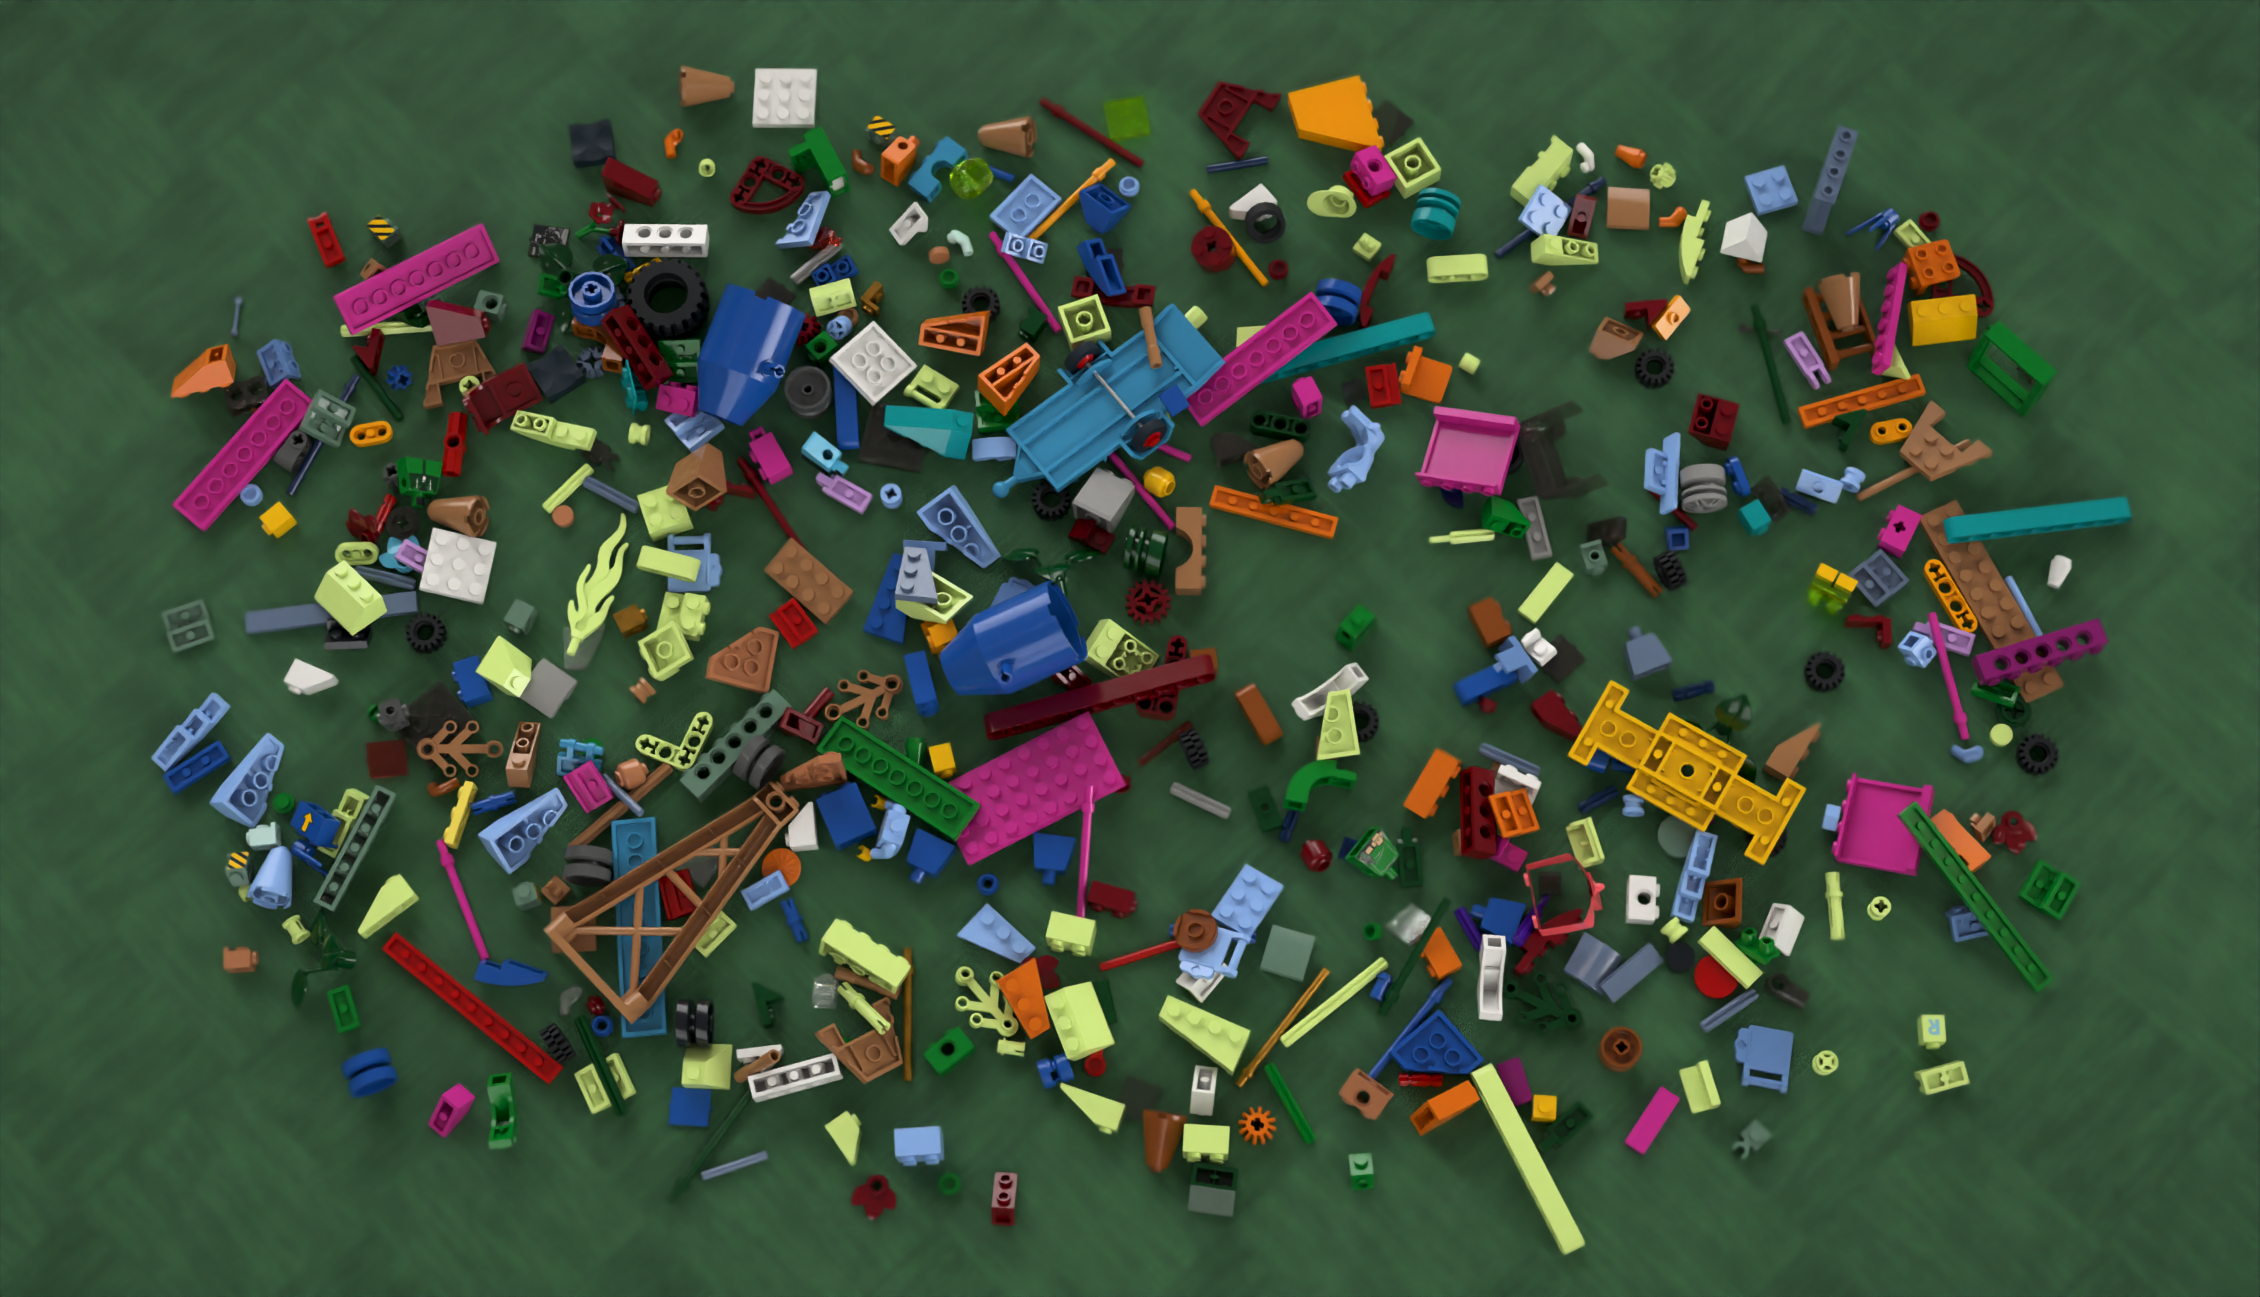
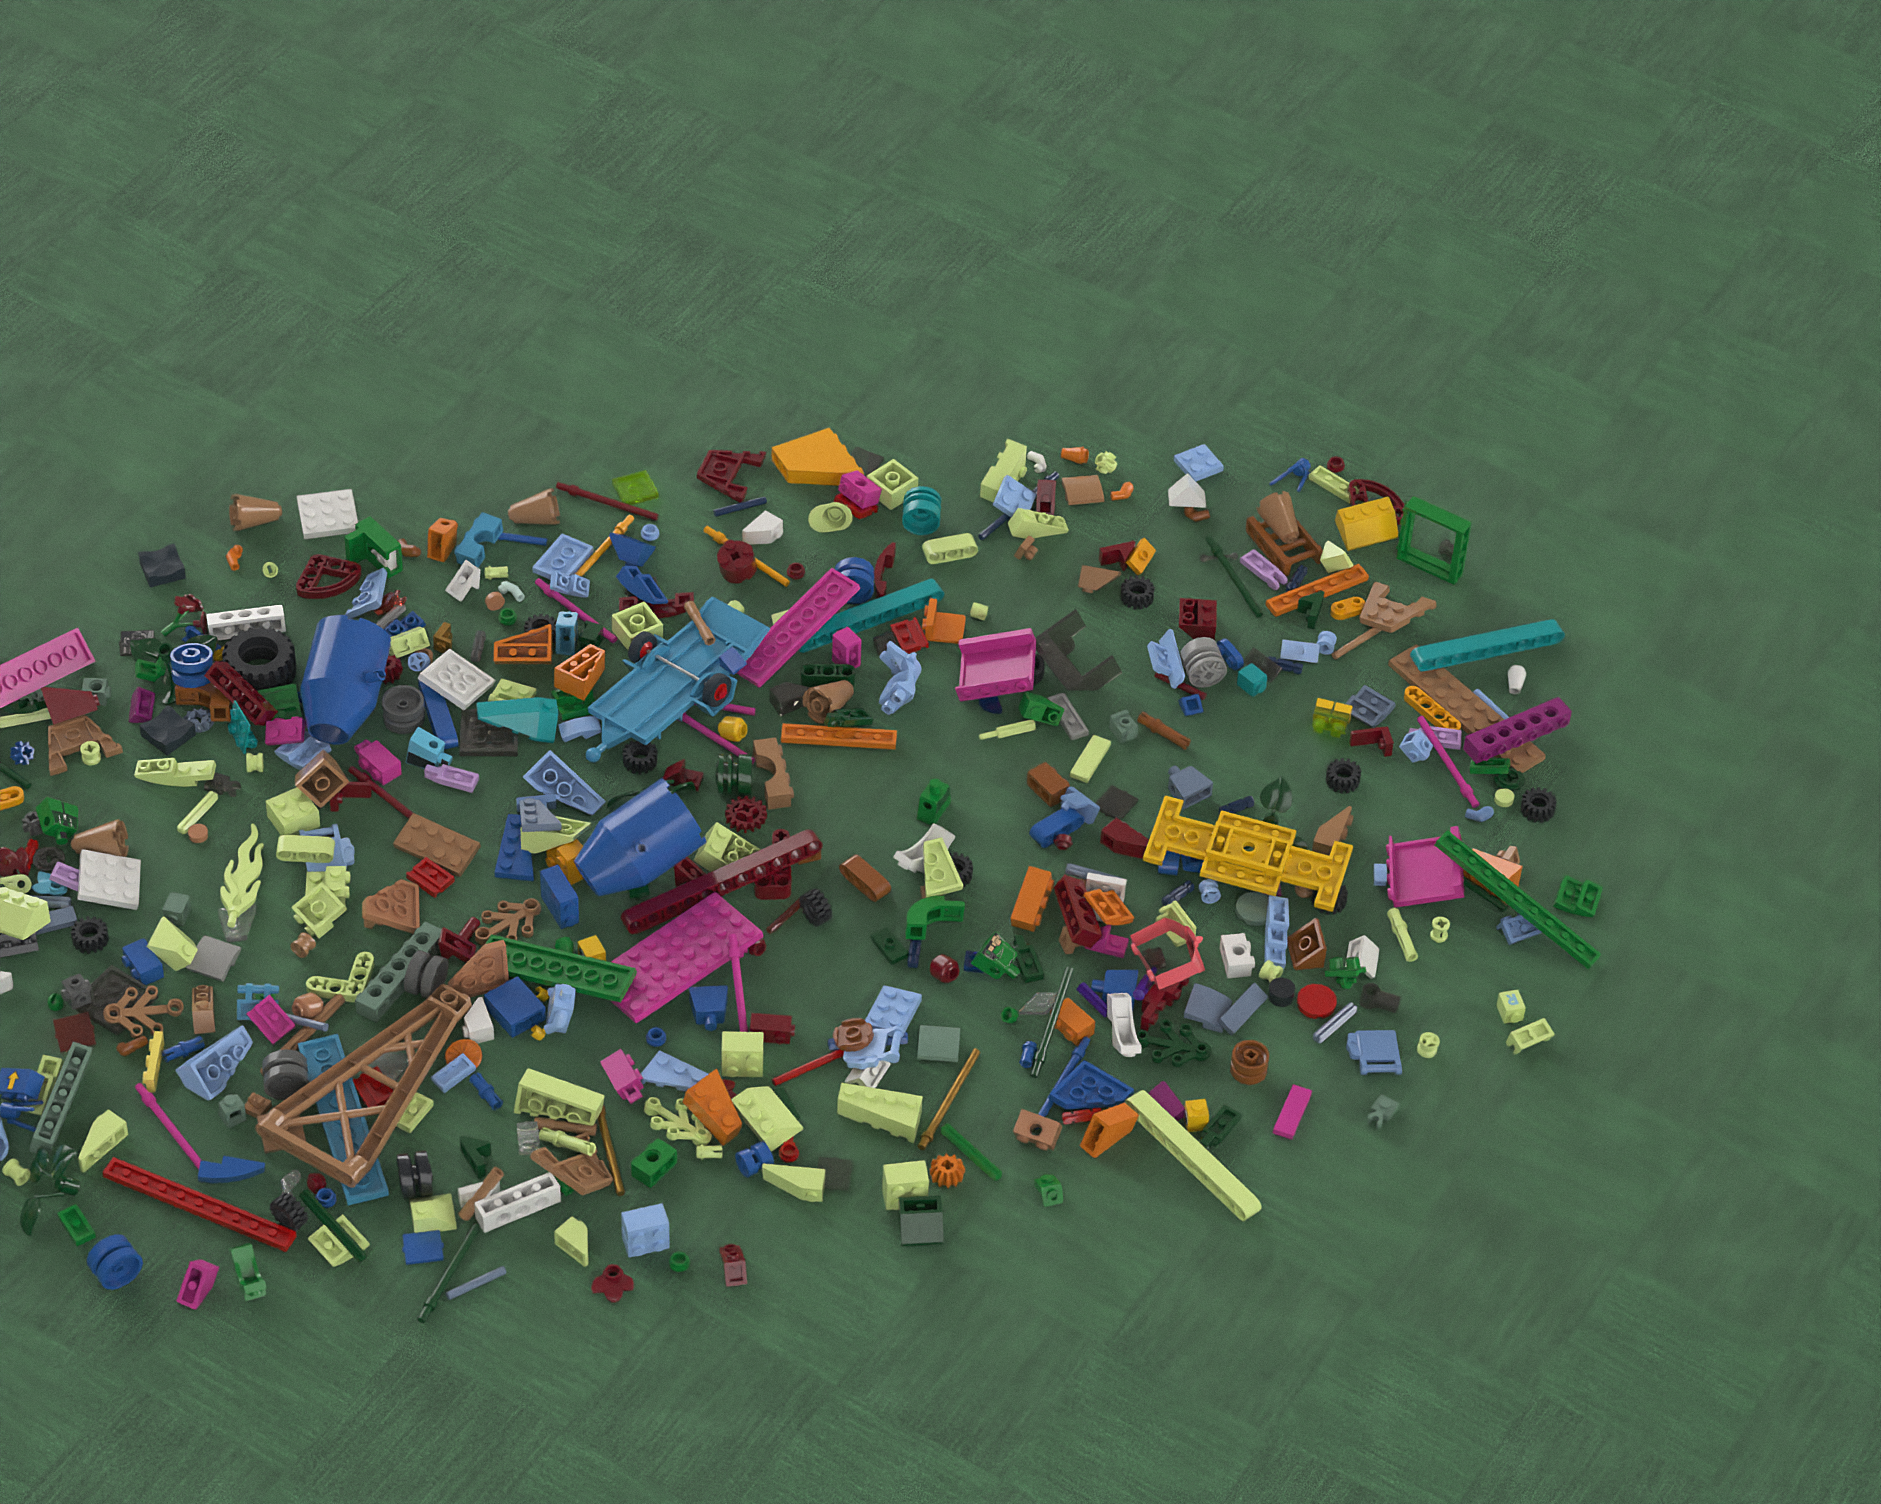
camera: 20 degrees left, 25 degrees down
(455, 433) = (85, 794): red piece -> none
(501, 397) = (122, 751): dark red bracket -> none
(611, 494) = (239, 811): sand blue axle -> none
(630, 183) = (204, 585): dark red slope -> none
(631, 620) = (280, 896): pearl gold brick -> none
(823, 340) = (406, 675): green brick -> none
(881, 132) = (420, 522): brick -> none
(891, 501) = (495, 774): light blue wheel -> none
(909, 313) = (478, 645): none -> dark grey axle
(928, 856) = (597, 1023): blue torso -> none
(941, 934) = (623, 1076): none -> dark pink brick
(949, 214) = (495, 572): none -> yellowish green pin
(970, 178) = (509, 542): clear neon green hair -> none
(1007, 309) = (566, 626): none -> dark azure torso
(1104, 499) = (688, 744): light grey slope -> none
(1161, 1137) = (863, 1188): dark orange cone -> none
(1200, 800) = (830, 948): light grey axle -> none
(1203, 1090) = (891, 1151): white slope -> none
(1265, 236) = (763, 533): black tyre -> none
(1334, 1002) = (988, 1074): yellowish green axle -> none
(1366, 247) = (868, 546): yellowish green tile -> none
(1537, 647) = (1097, 795): white bracket -> none
(1609, 531) = (1133, 703): clear smoke slope -> none
(1670, 570) = (1192, 722): black tyre -> none
(1691, 243) = (1143, 504): yellowish green slope -> none
(1699, 1087) = (1327, 1080): yellowish green panel -> none
(1730, 957) = (1324, 982): yellowish green tile -> none
(1830, 179) = (1246, 439): sand blue panel -> none
(1842, 379) = (1297, 578): none -> dark blue axle
(1889, 318) = (1323, 527): dark pink plate -> none
(1895, 542) = (1375, 671): dark pink brick -> none
(1930, 265) = (1344, 488): orange bracket -> none
(2016, 835) = (1536, 863): dark red plate -> none

